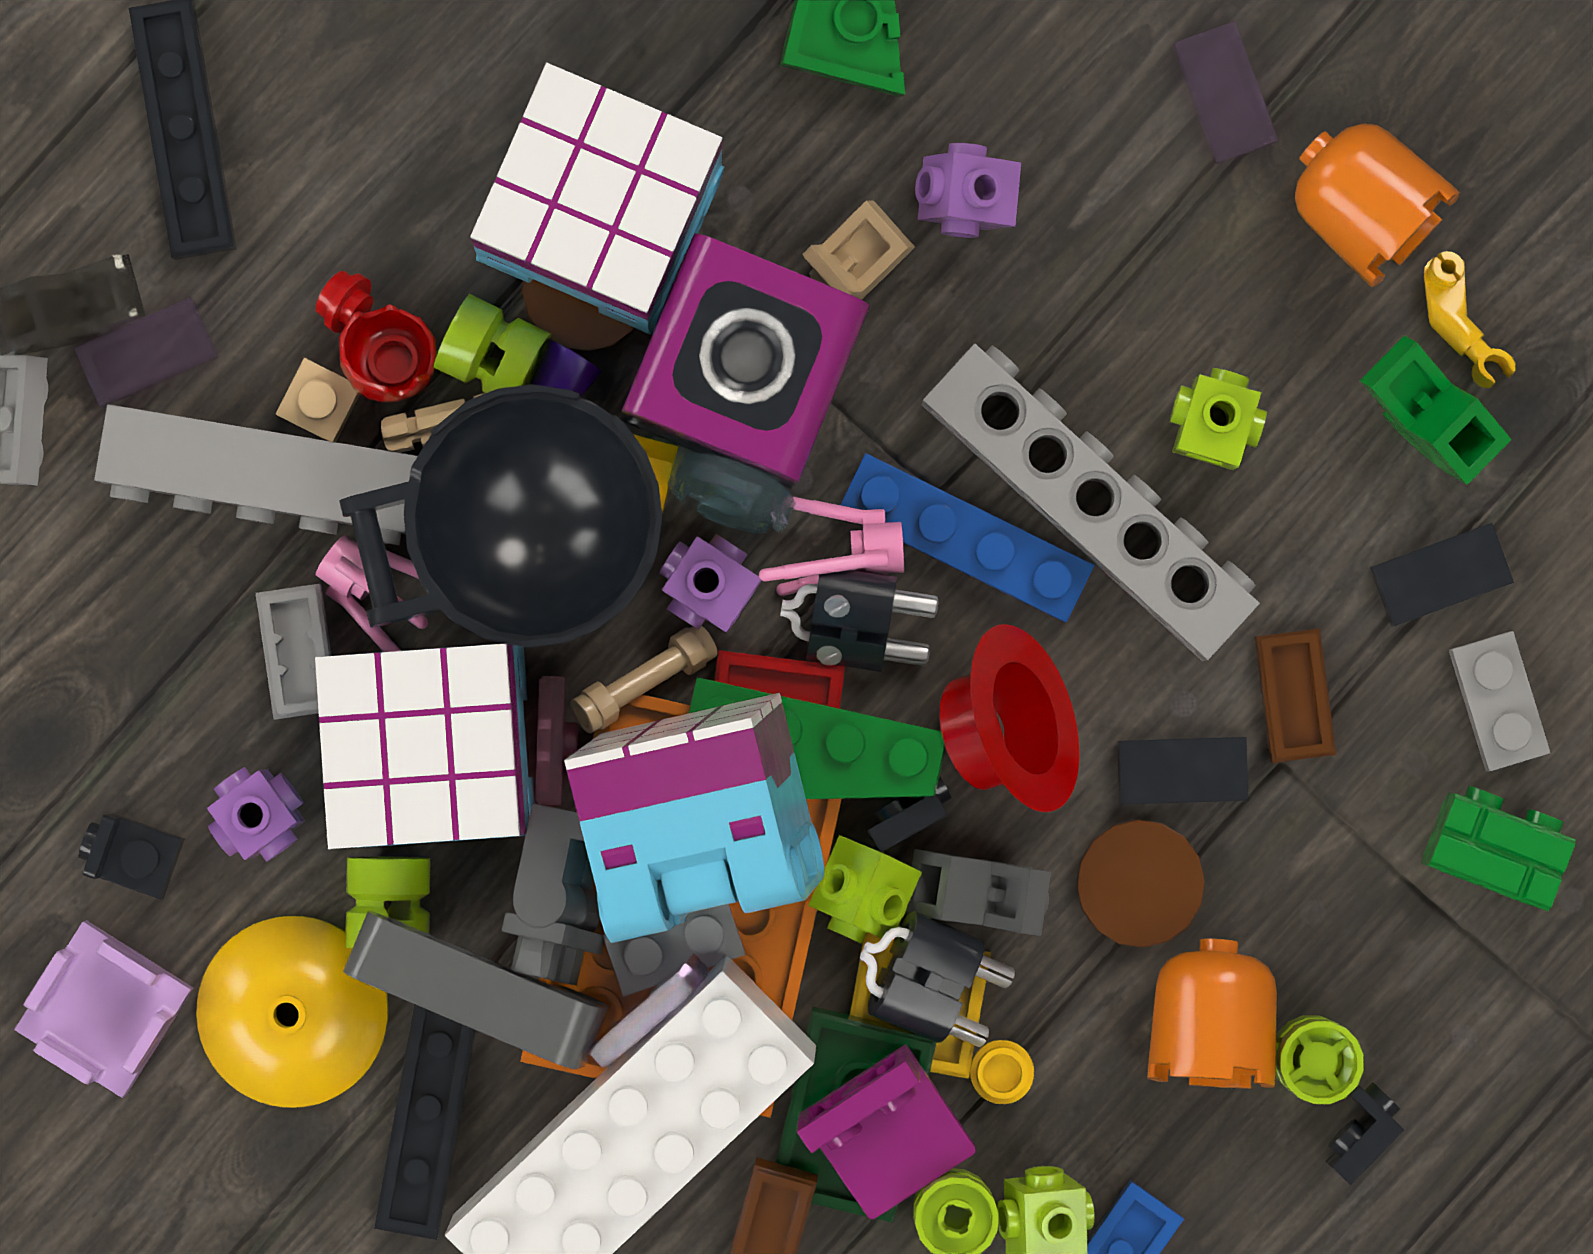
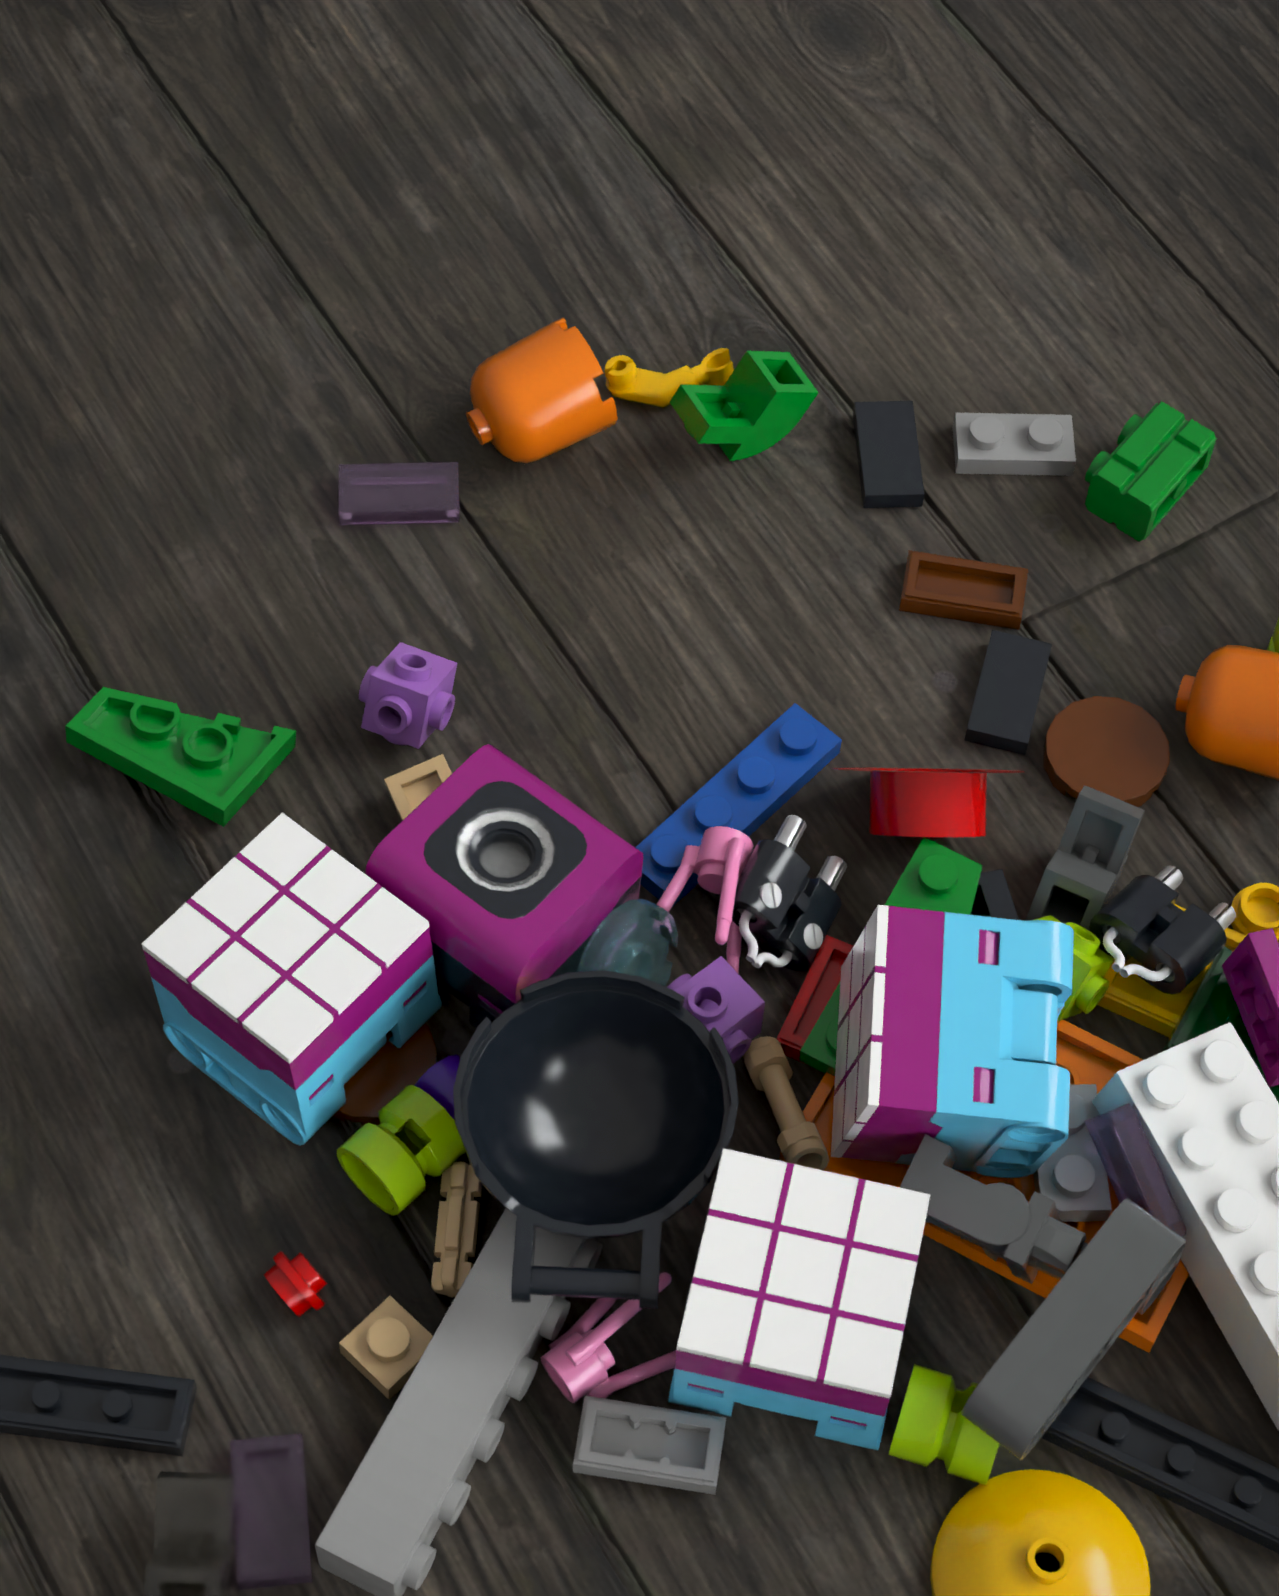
camera: 75 degrees left, 30 degrees down
(279, 808) = (812, 1555): medium lavender brick -> none
(387, 354) = (368, 1253): red hair -> none
(1198, 625) = (608, 766): light grey brick -> none
(1200, 436) = (695, 564): lime brick -> none

